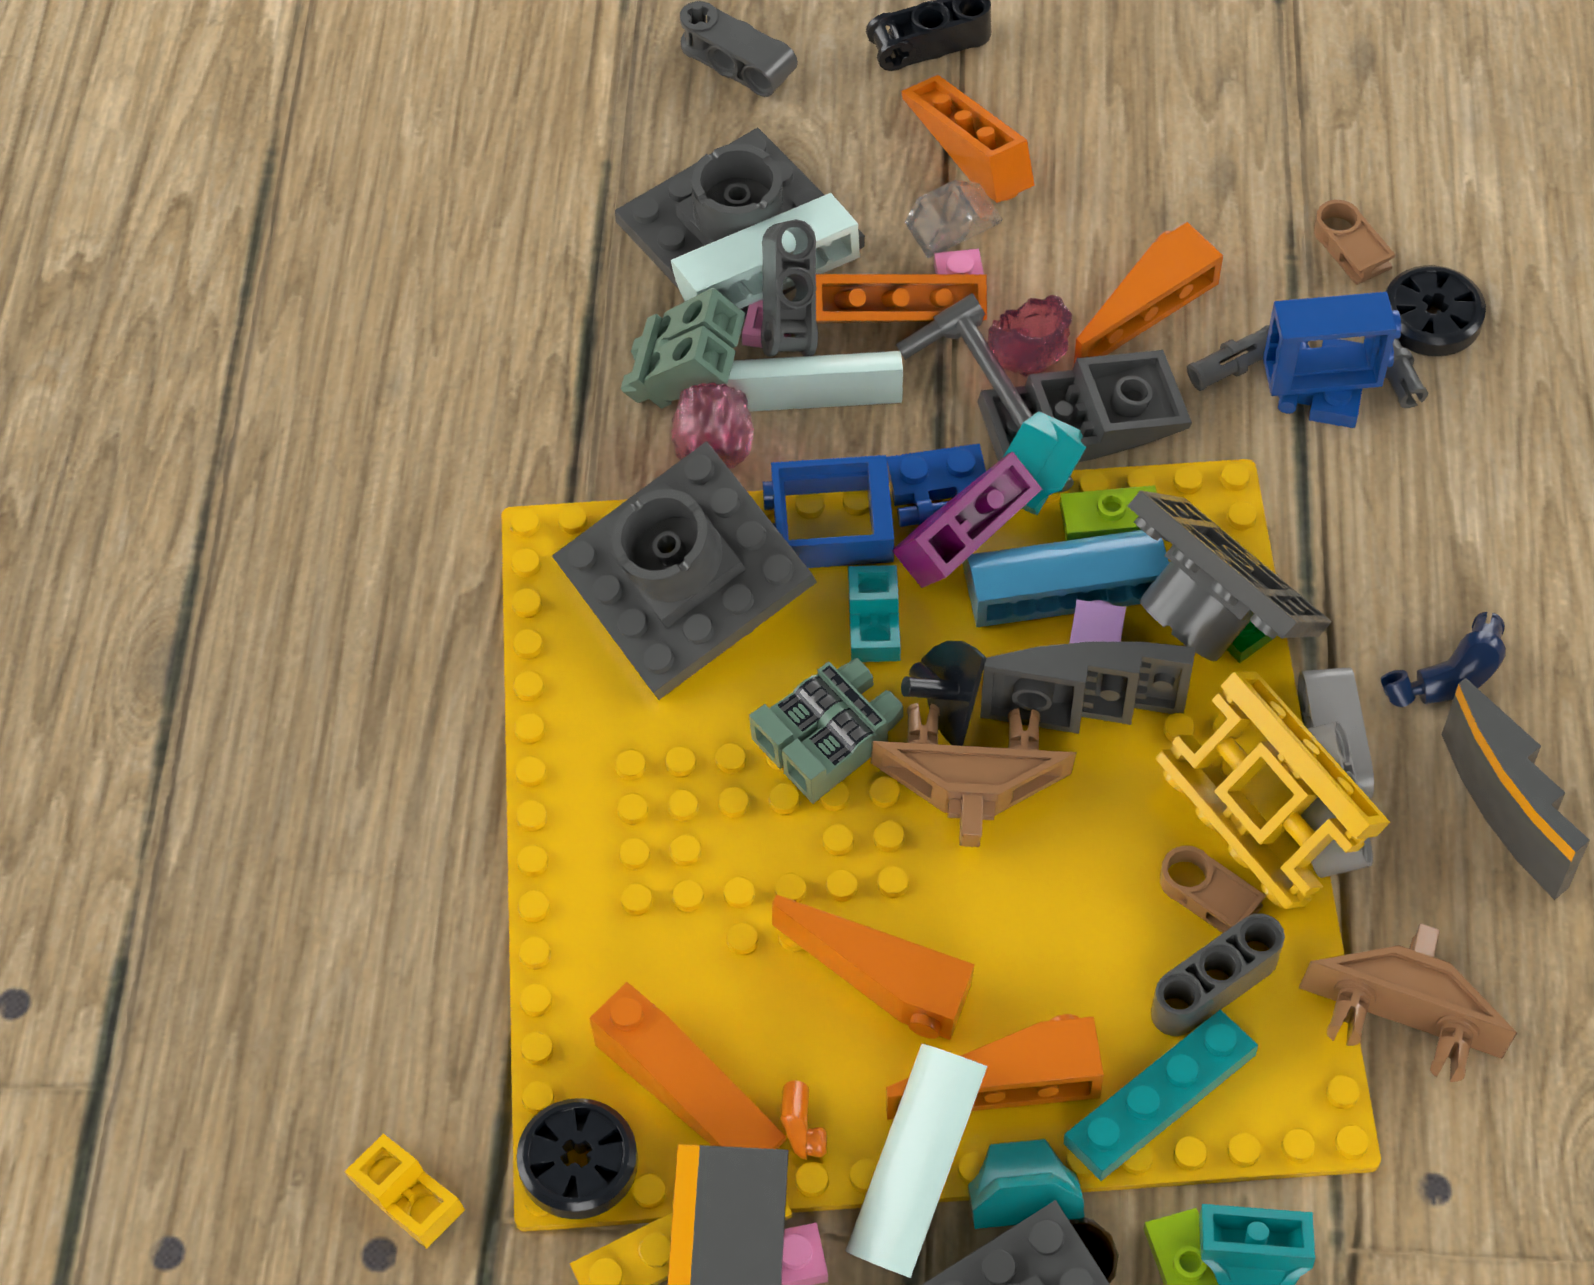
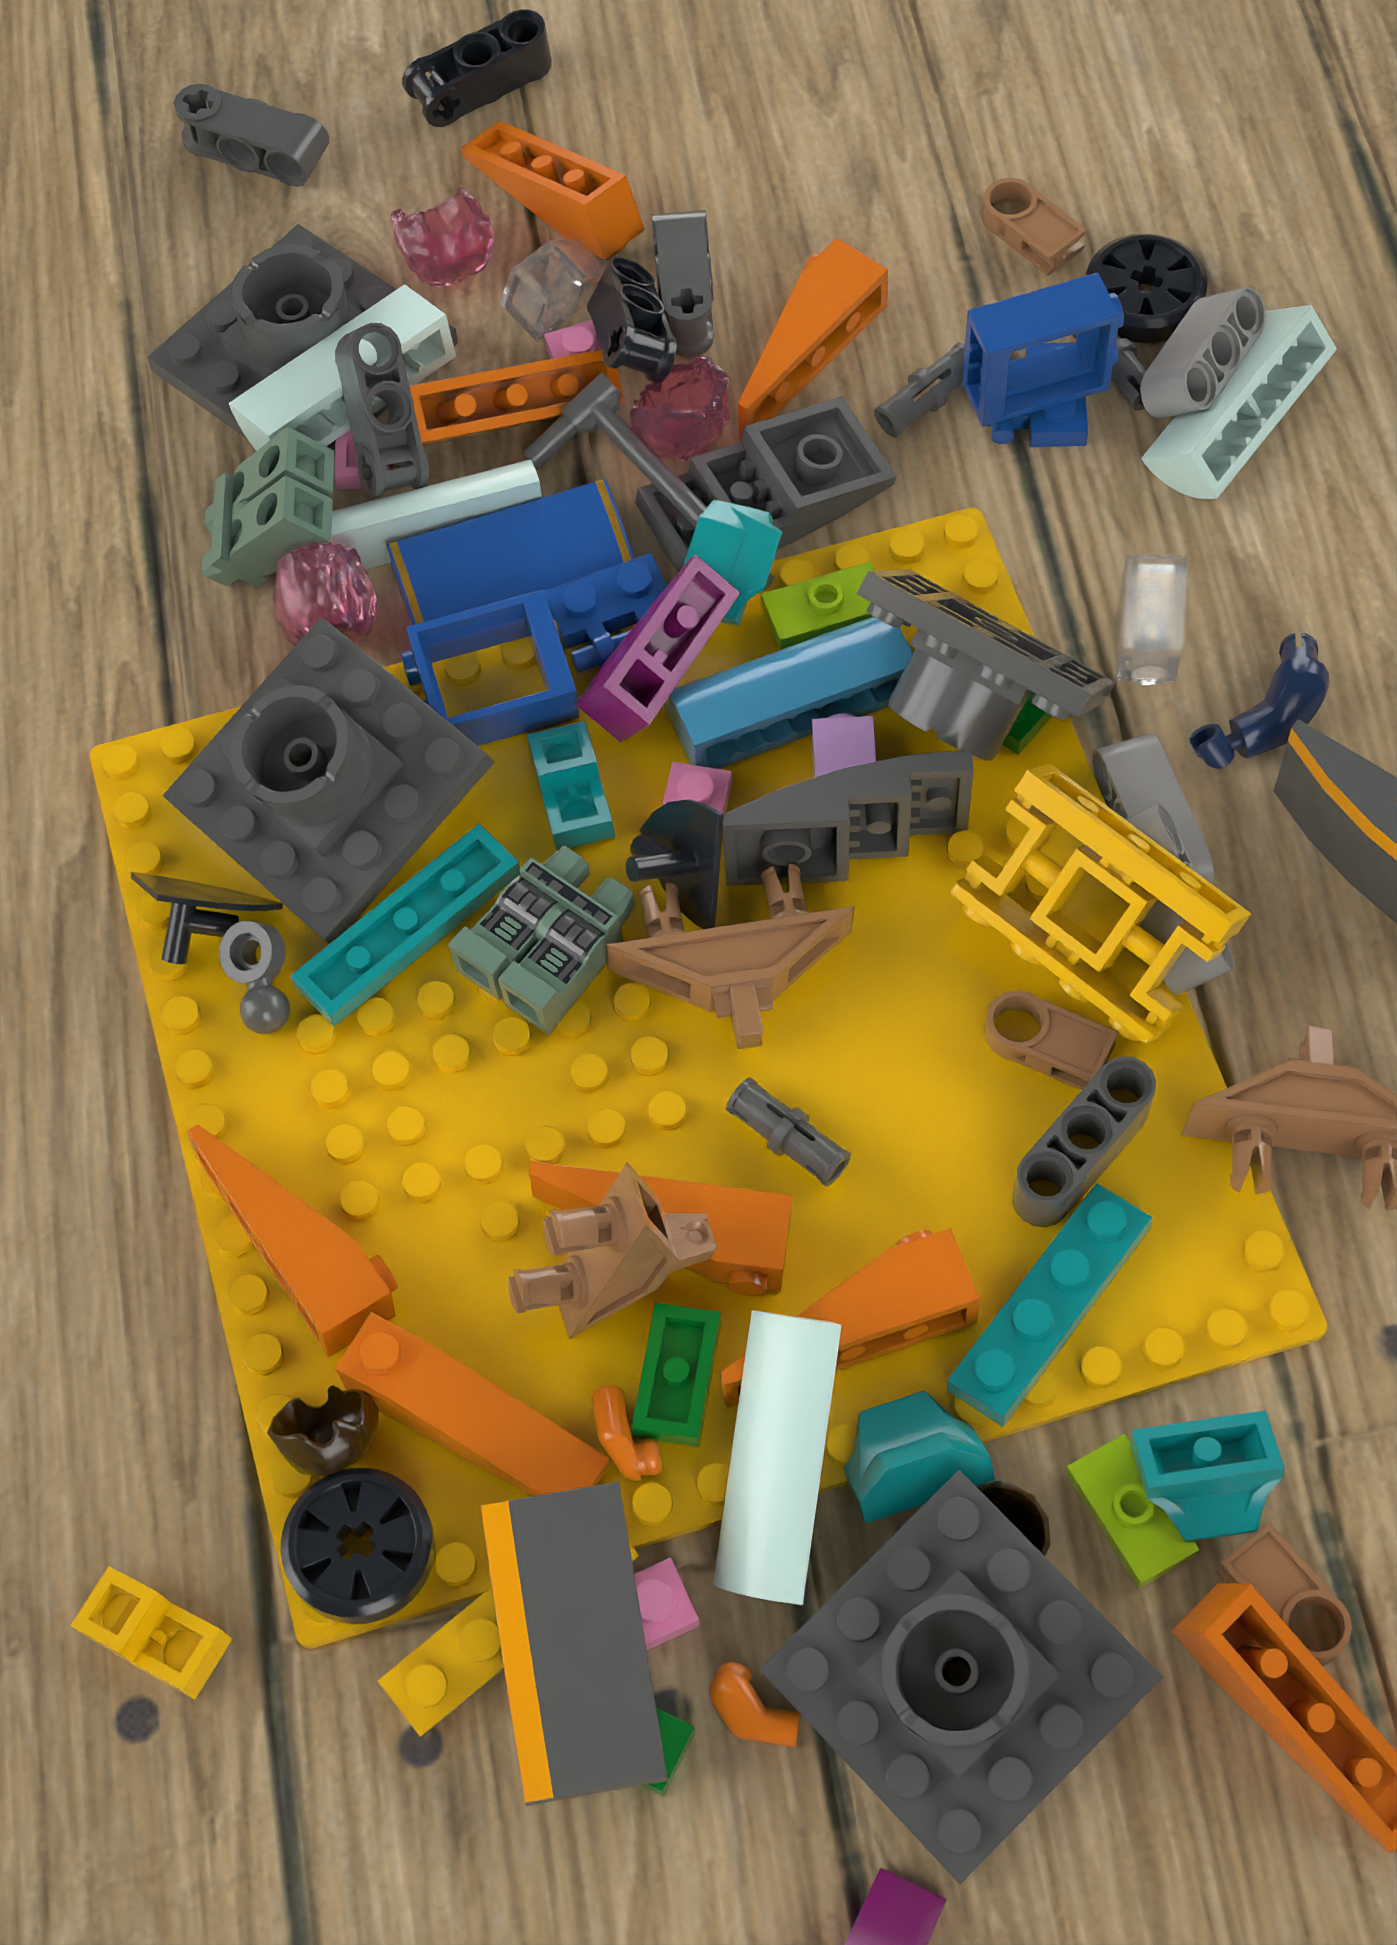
camera: 10 degrees left, 5 degrees up
(551, 655) = (186, 919): none -> shield
(574, 1071) = (326, 1436): none -> dark brown hair
(586, 928) = (308, 1255): none -> orange slope
(595, 734) = (263, 1006): none -> dark grey plate
(719, 694) = (406, 925): none -> teal plate
(828, 979) = (613, 1254): none -> medium nougat connector
(853, 1084) = (676, 1374): none -> green plate
(867, 420) = (509, 552): none -> blue slope
(872, 163) = (445, 241): none -> clear pink hair
(977, 633) = (700, 784): none -> bright pink plate
(984, 917) = (788, 1131): none -> dark grey pin
(1006, 256) = (632, 321): none -> black piece
(1057, 232) = (685, 278): none -> dark grey piece
(1370, 576) = (1150, 618): none -> clear slope
(1466, 372) = (1203, 353): none -> light grey beam
(1489, 418) = (1209, 446): none -> light aqua brick

